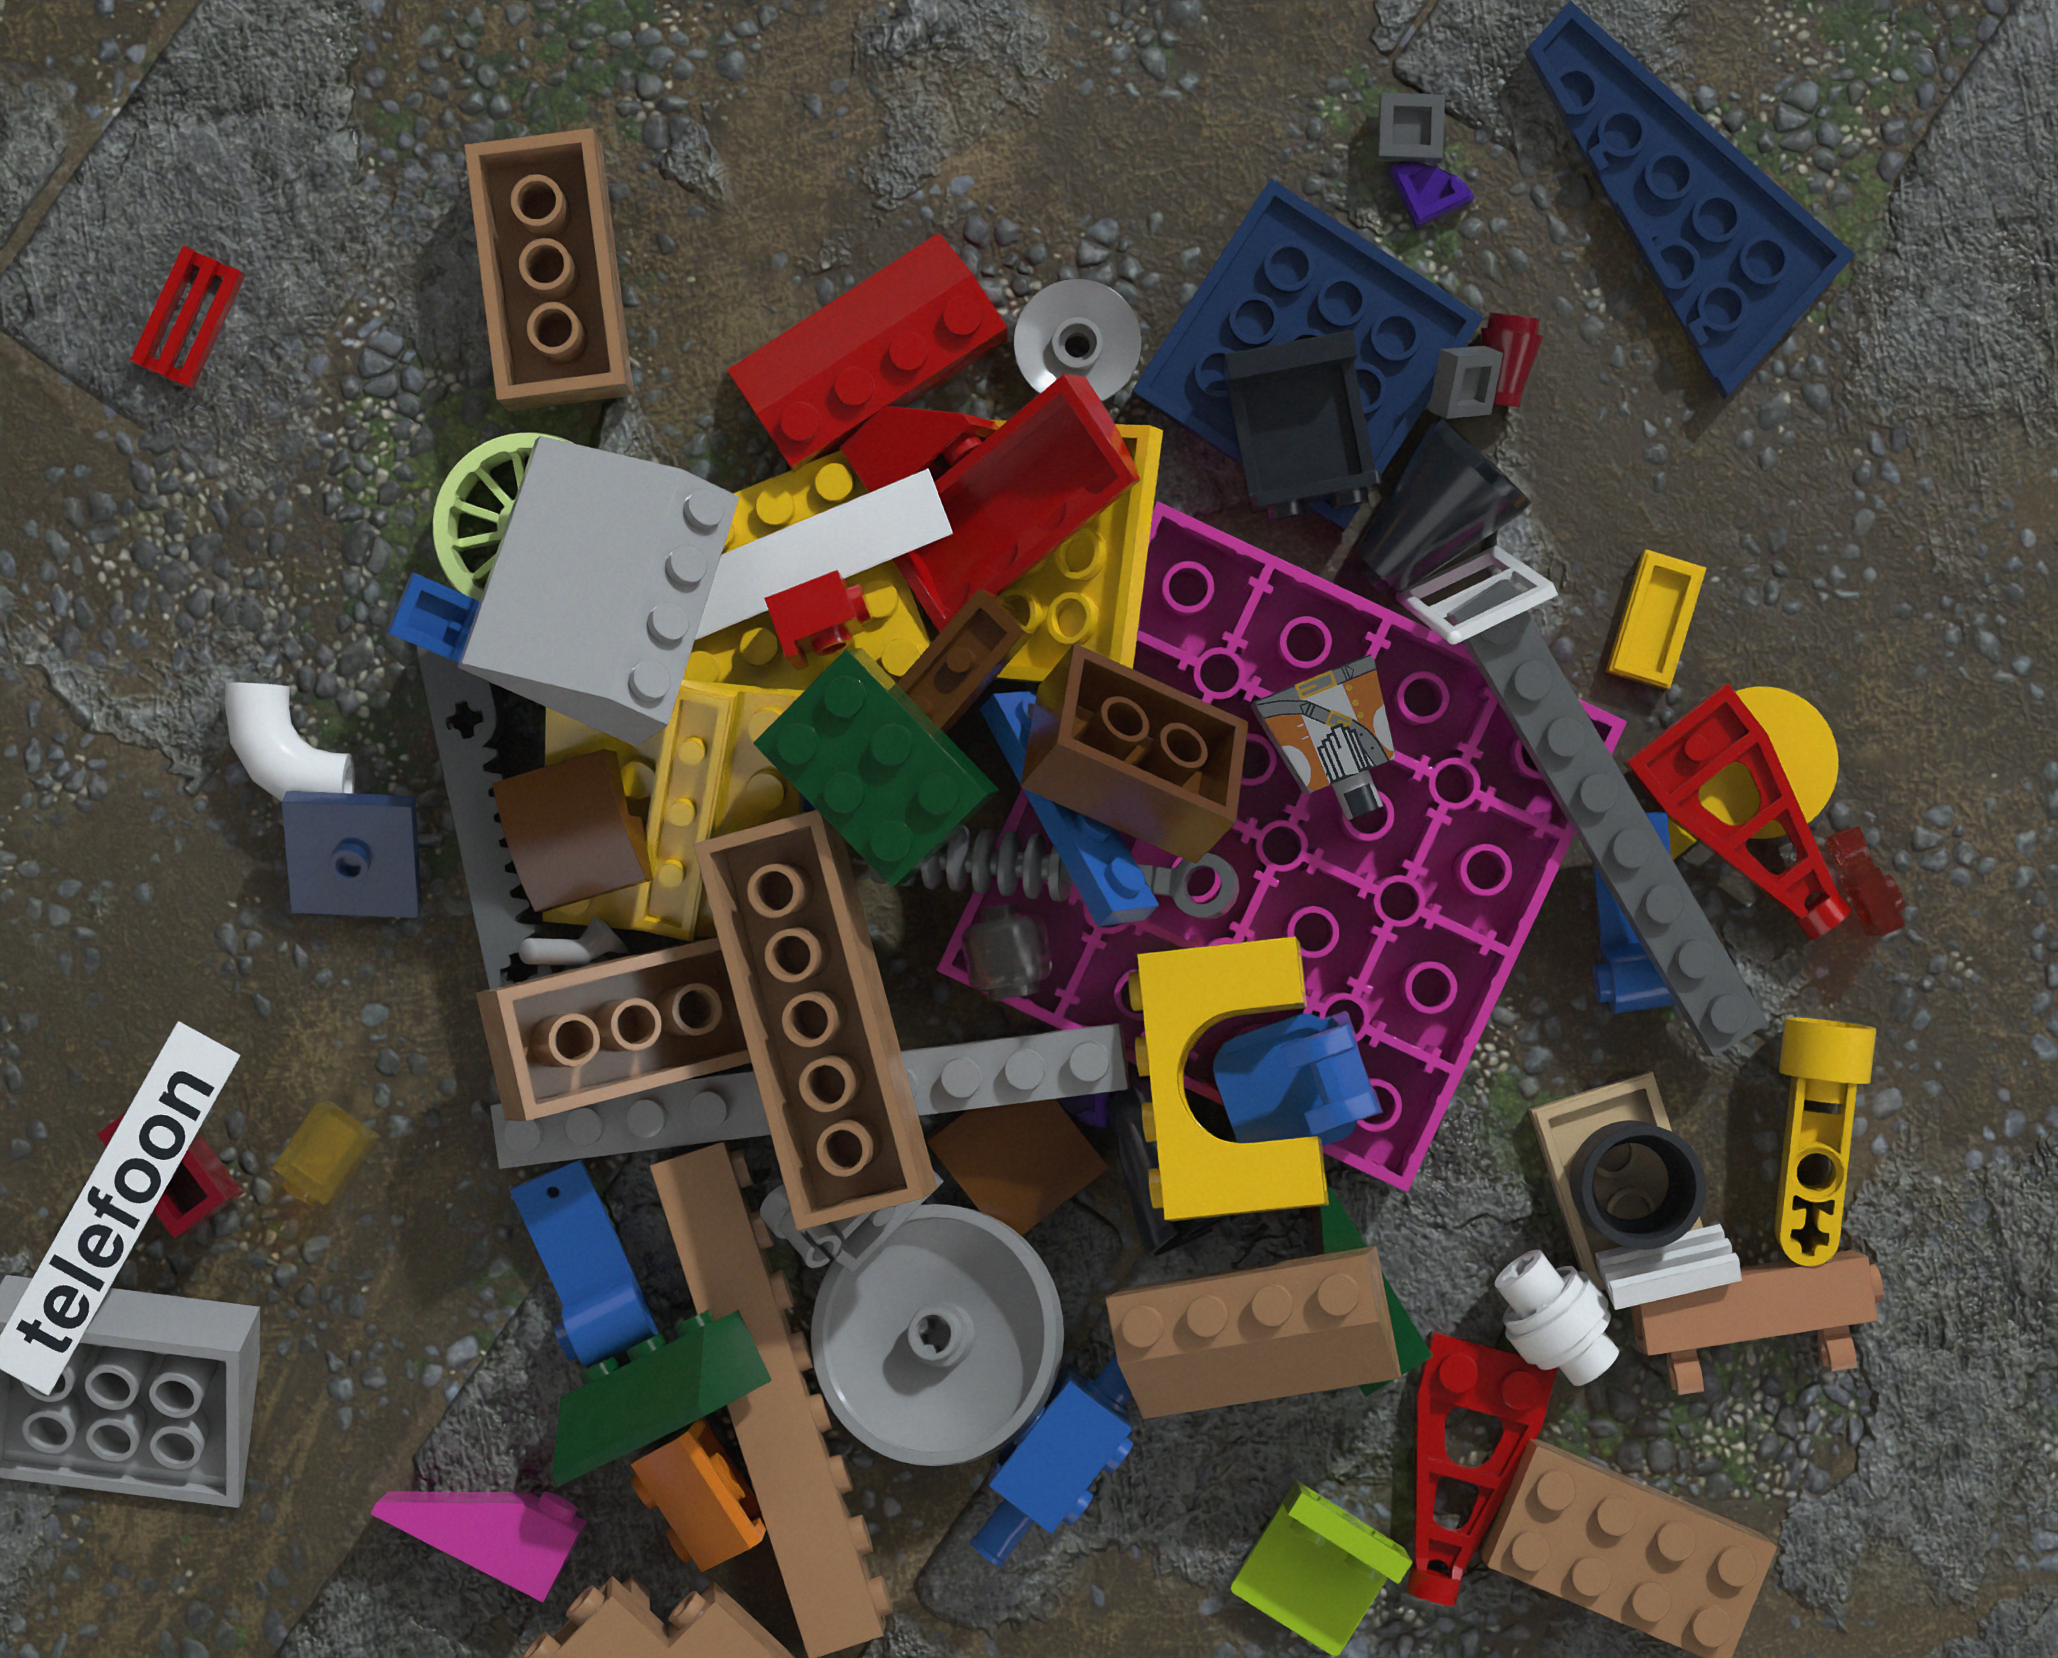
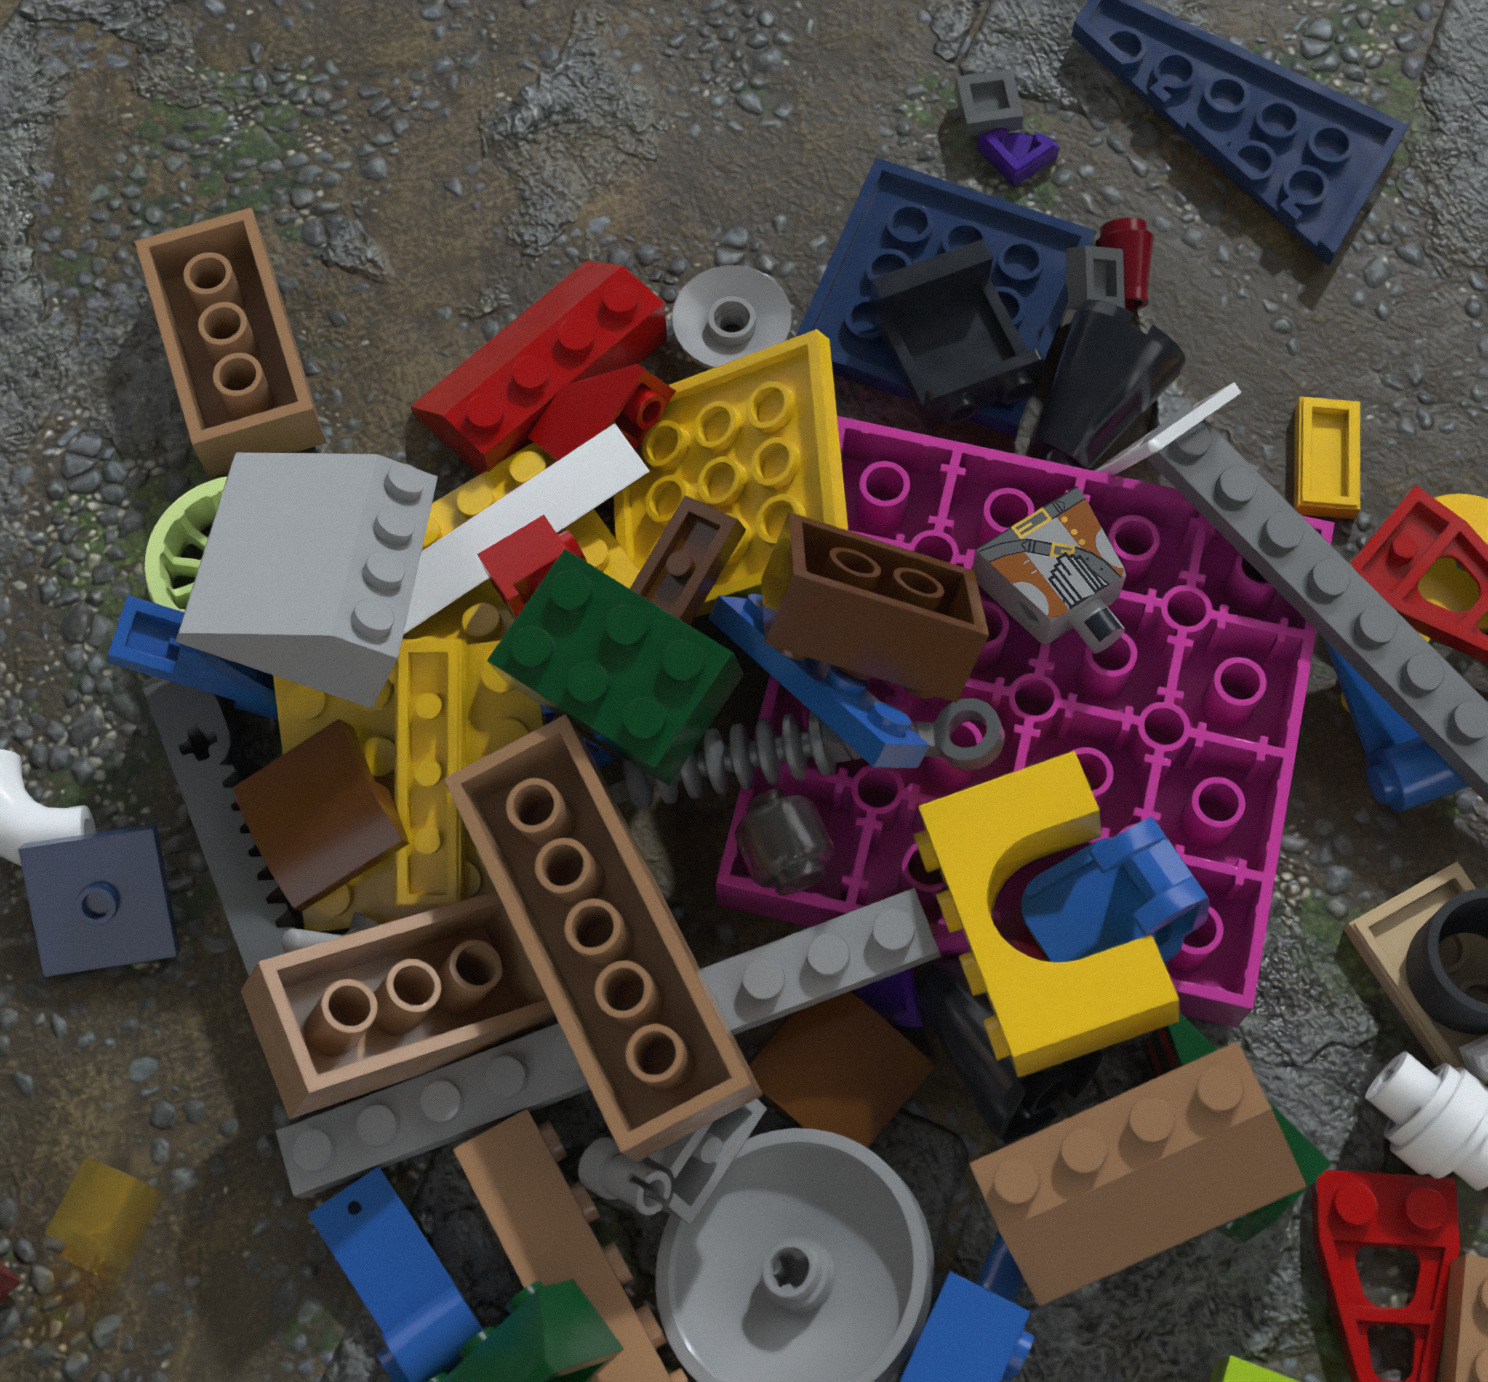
camera: 10 degrees left, 20 degrees down
(1021, 497) = (705, 423): red slope -> none

